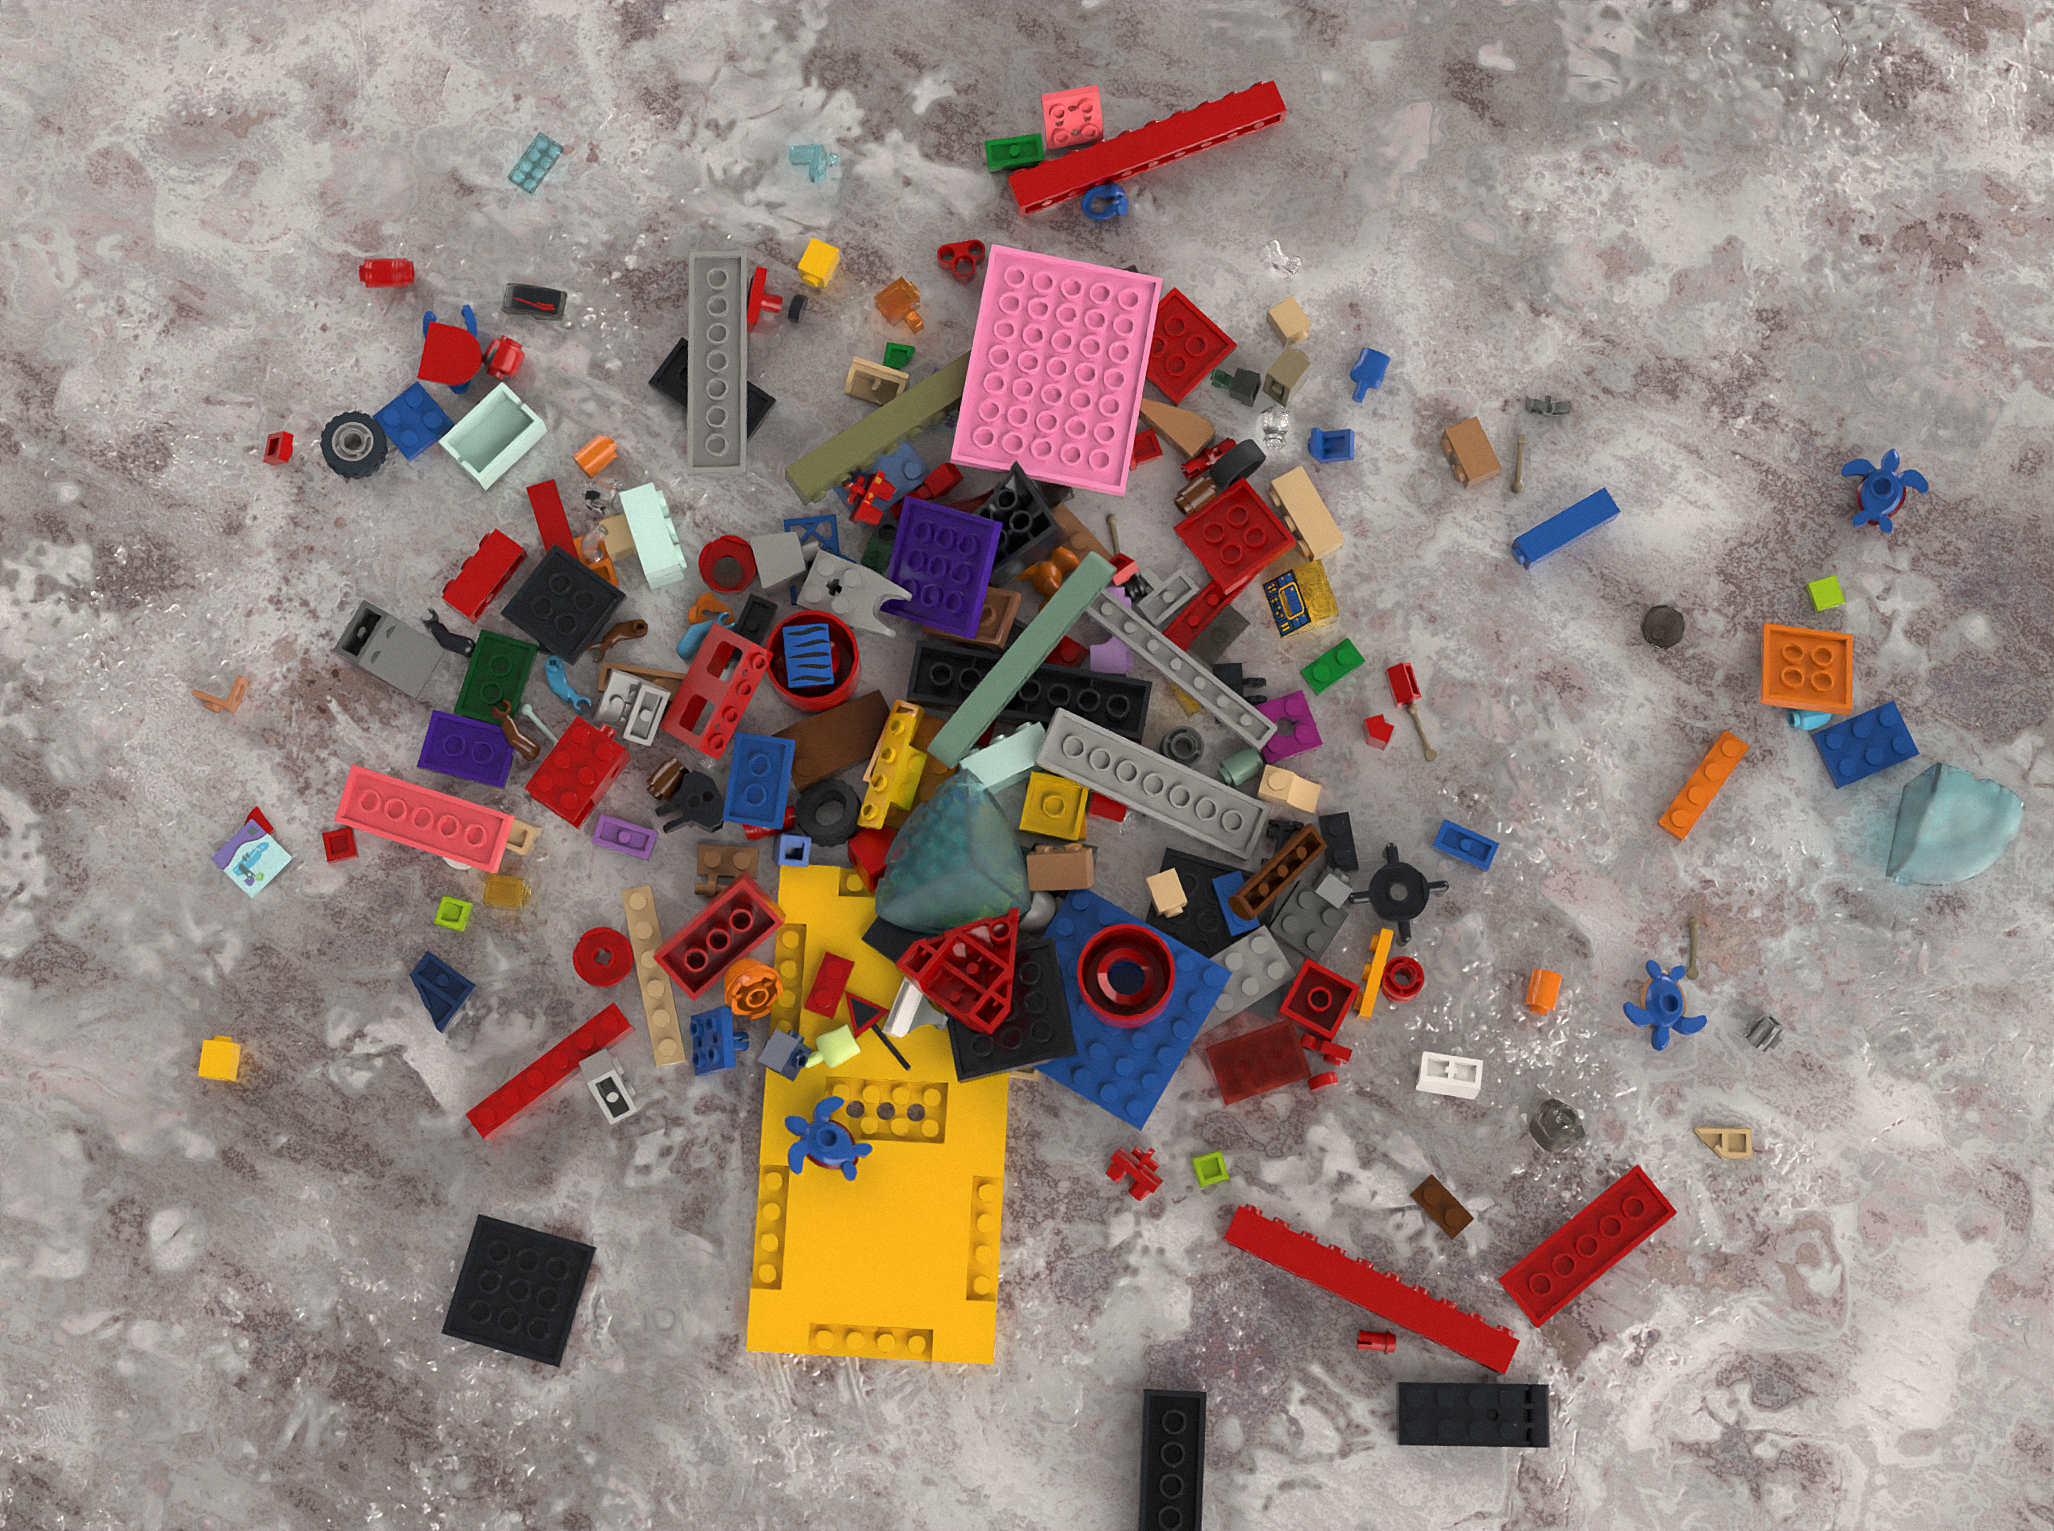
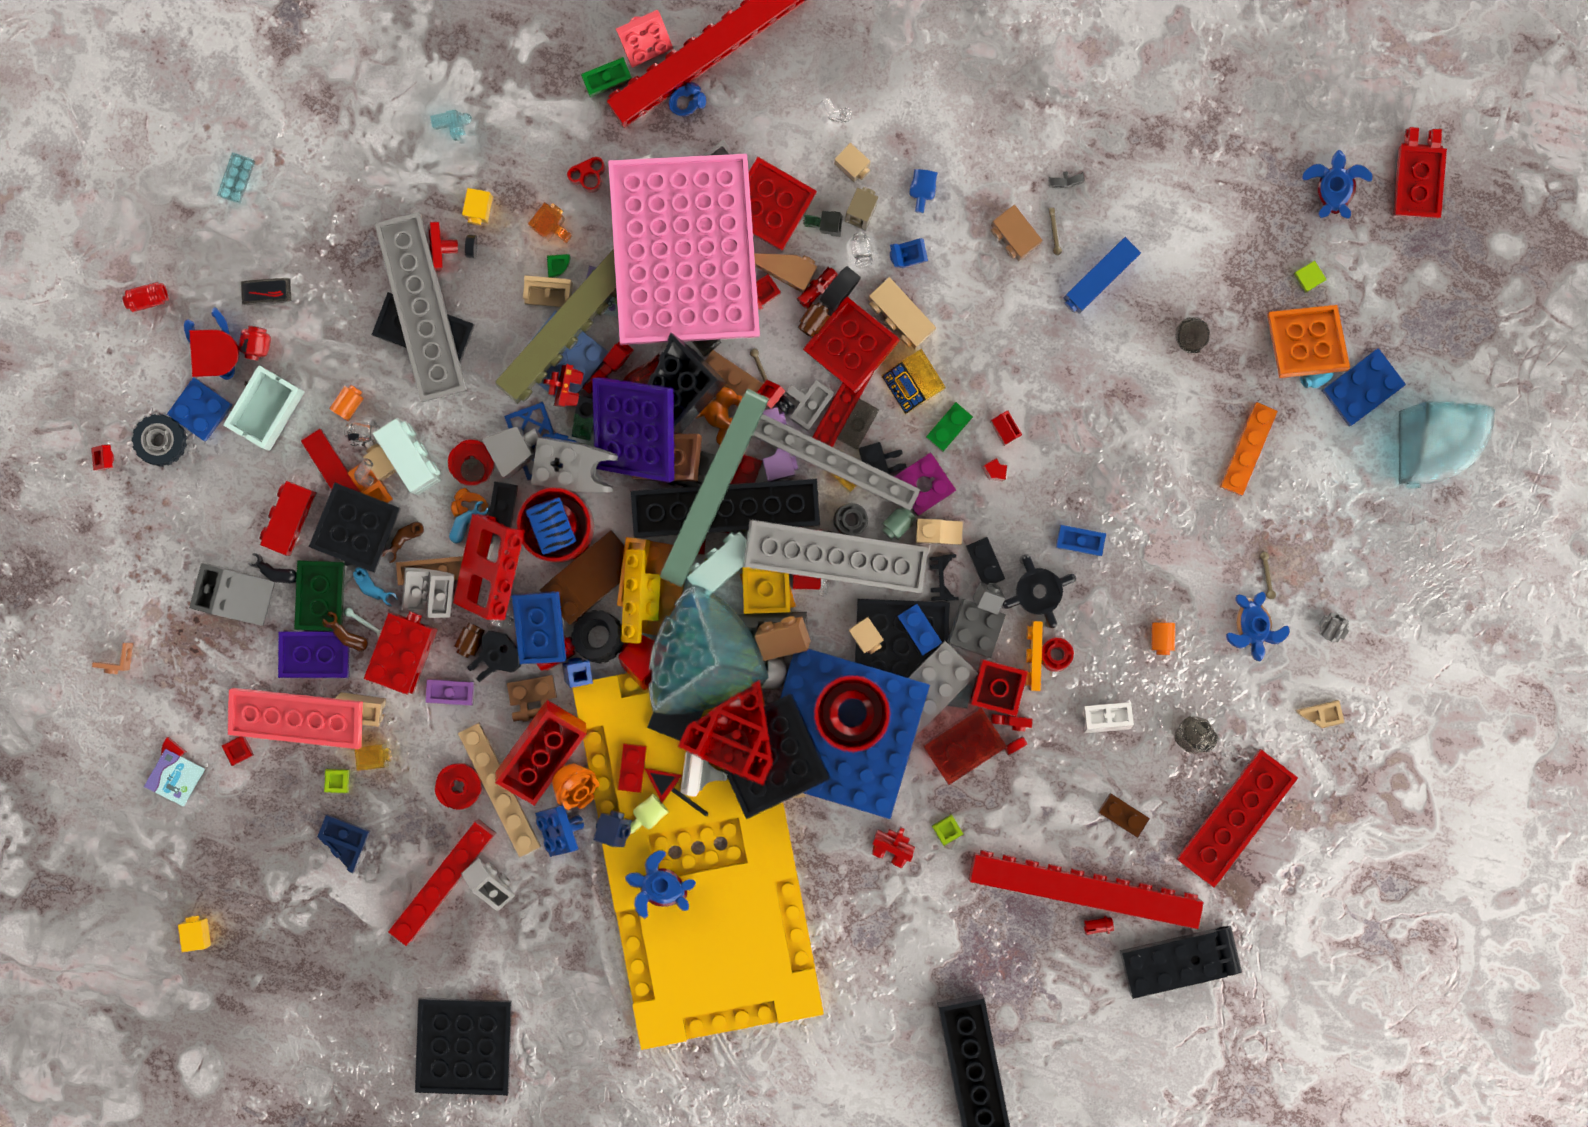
camera: 15 degrees left, 10 degrees up
(1277, 873) = (946, 599): reddish brown brick -> none
(1430, 754) = (1038, 475): dark tan hinge -> none
(1988, 506) = (1420, 176): none -> red tile

